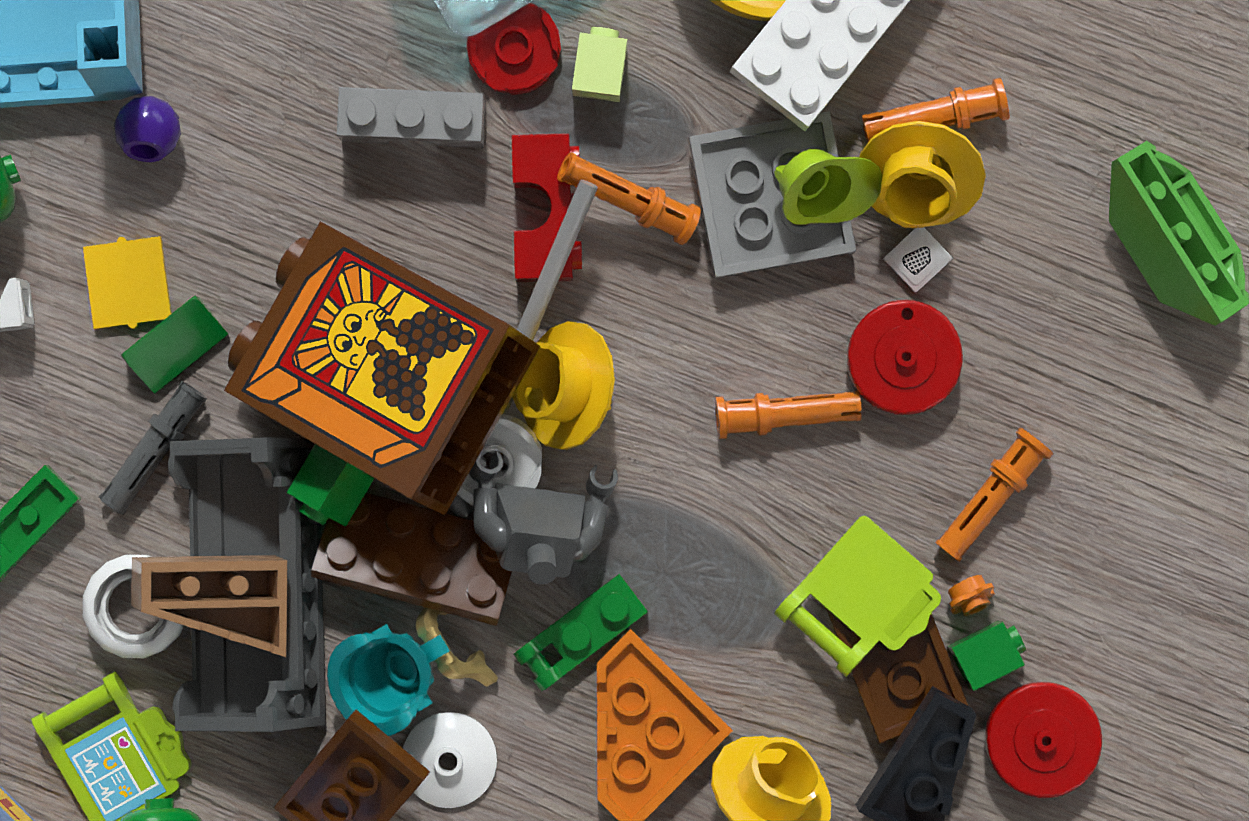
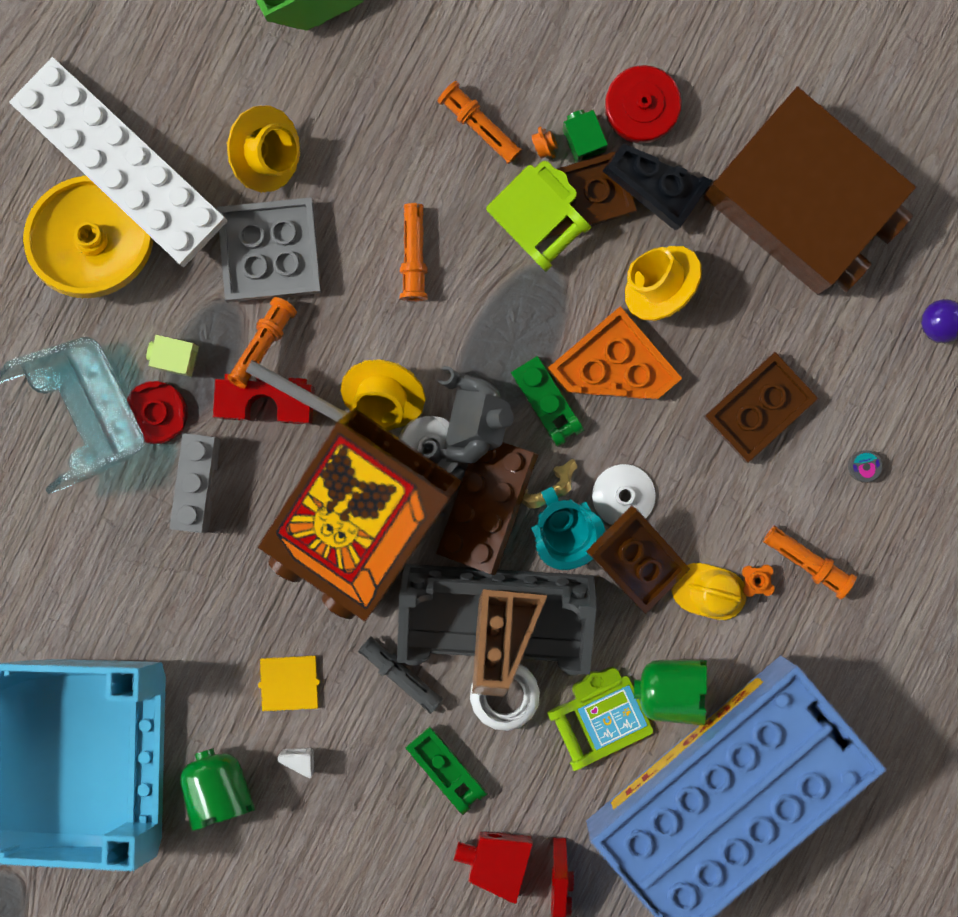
camera: 85 degrees left, 0 degrees up
(147, 129) = (186, 660): dark purple piece -> none
(175, 344) = (332, 654): green slope -> none
(329, 487) = (436, 557): green brick -> none
(827, 187) = (266, 210): lime piece -> none
(904, 357) = (384, 172): red wheel -> none
(917, 258) = (320, 158): white slope -> none
(957, 109) = (222, 121): orange pin -> none

